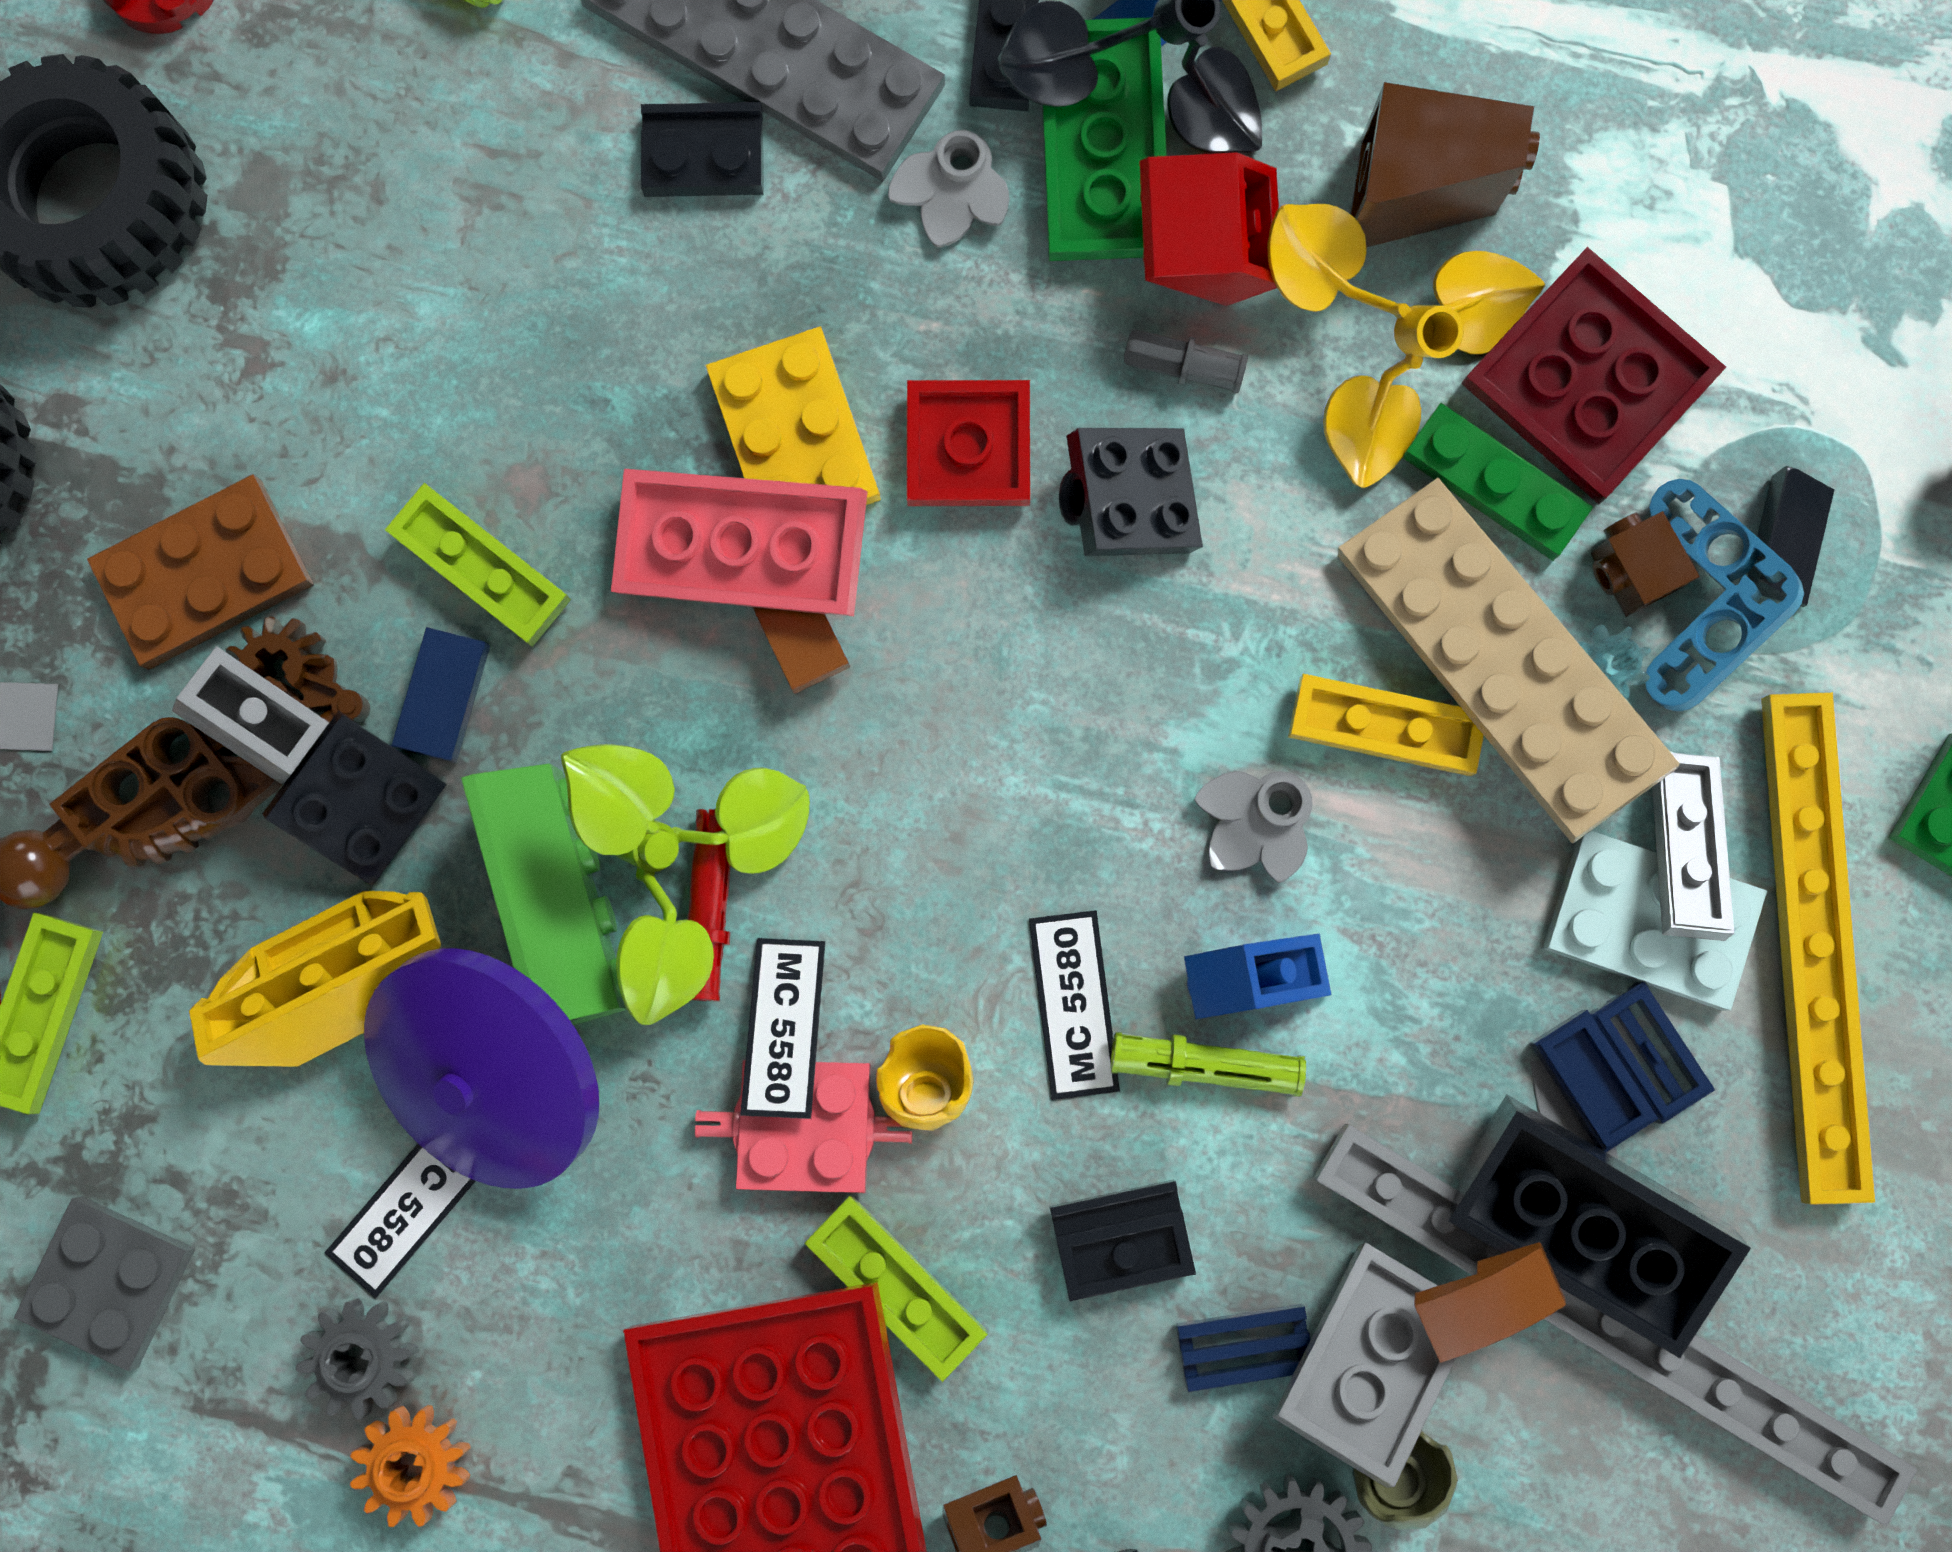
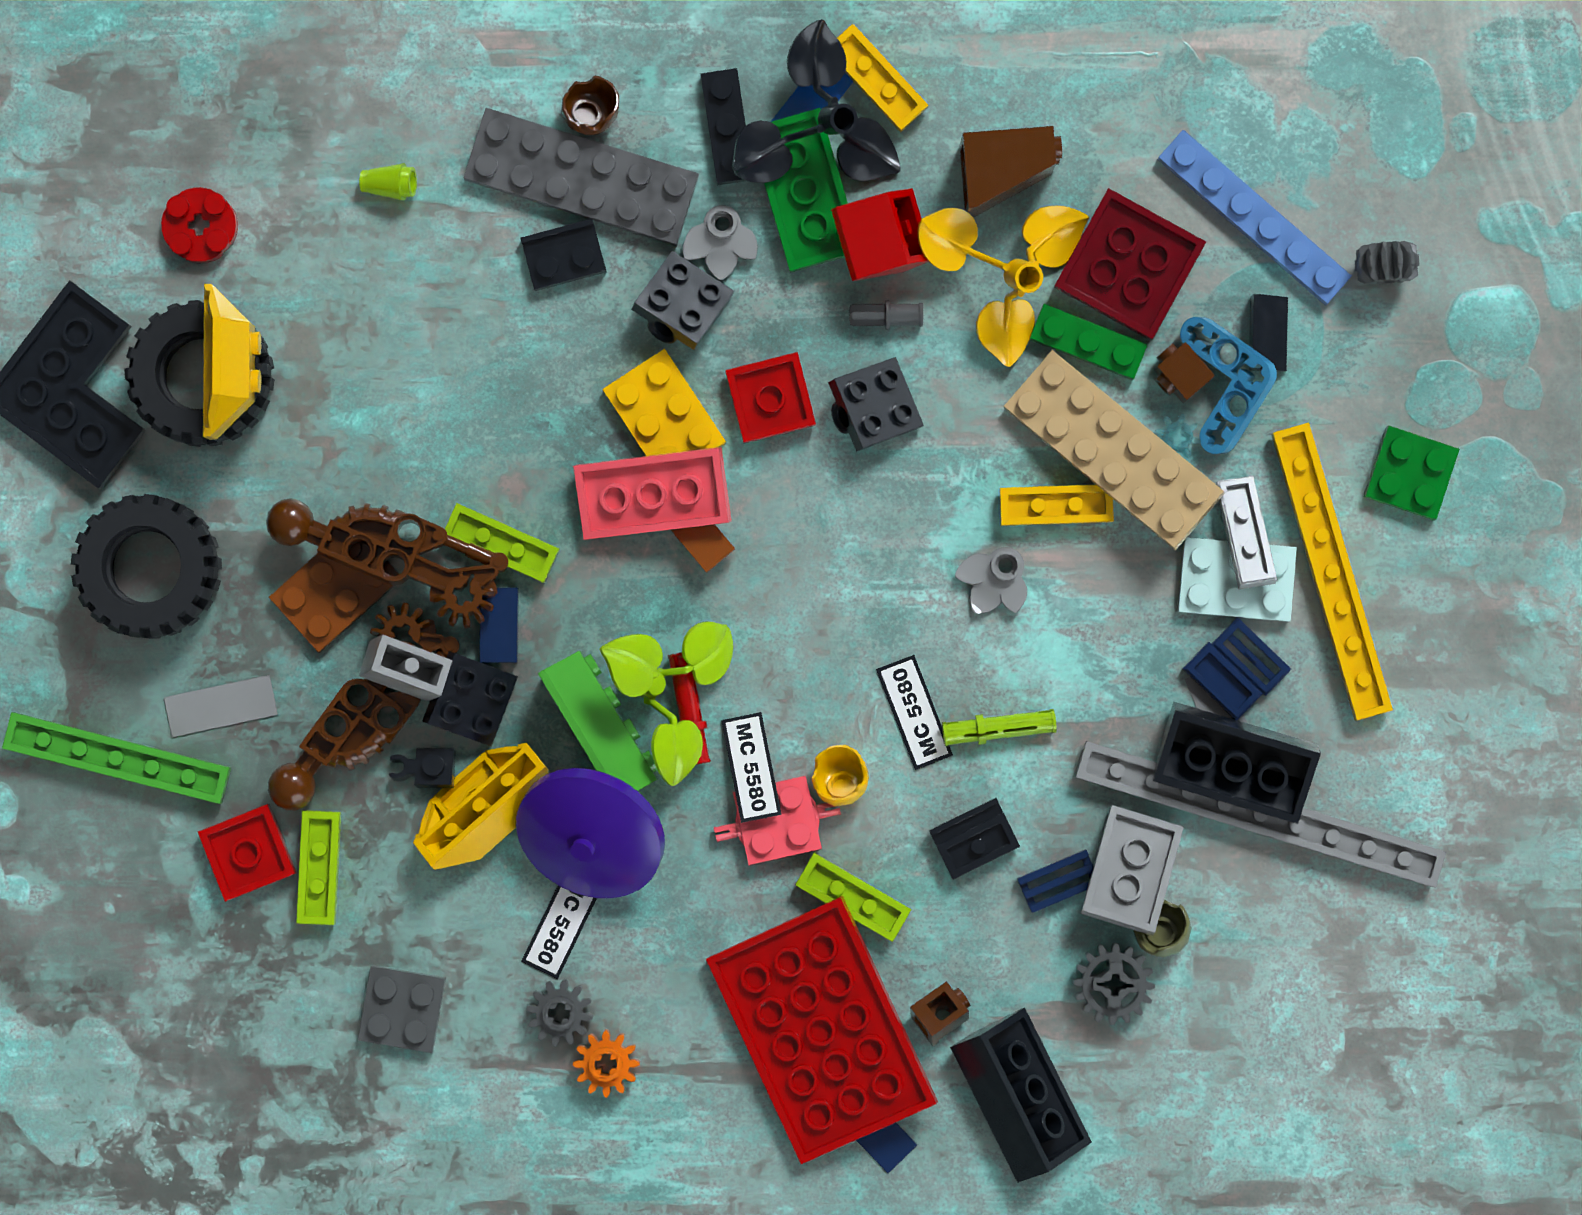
camera: 15 degrees left, 5 degrees up
(92, 152) = (228, 363): none -> yellow wedge
(261, 898) = (431, 768): none -> black plate
(285, 498) = (293, 522): none -> reddish brown arm
(864, 259) = (681, 302): none -> black plate
(1257, 975) = (1015, 669): blue slope -> none
(1491, 1305) = (1186, 820): dark orange slope -> none
(1807, 354) = (1254, 217): none -> medium blue plate

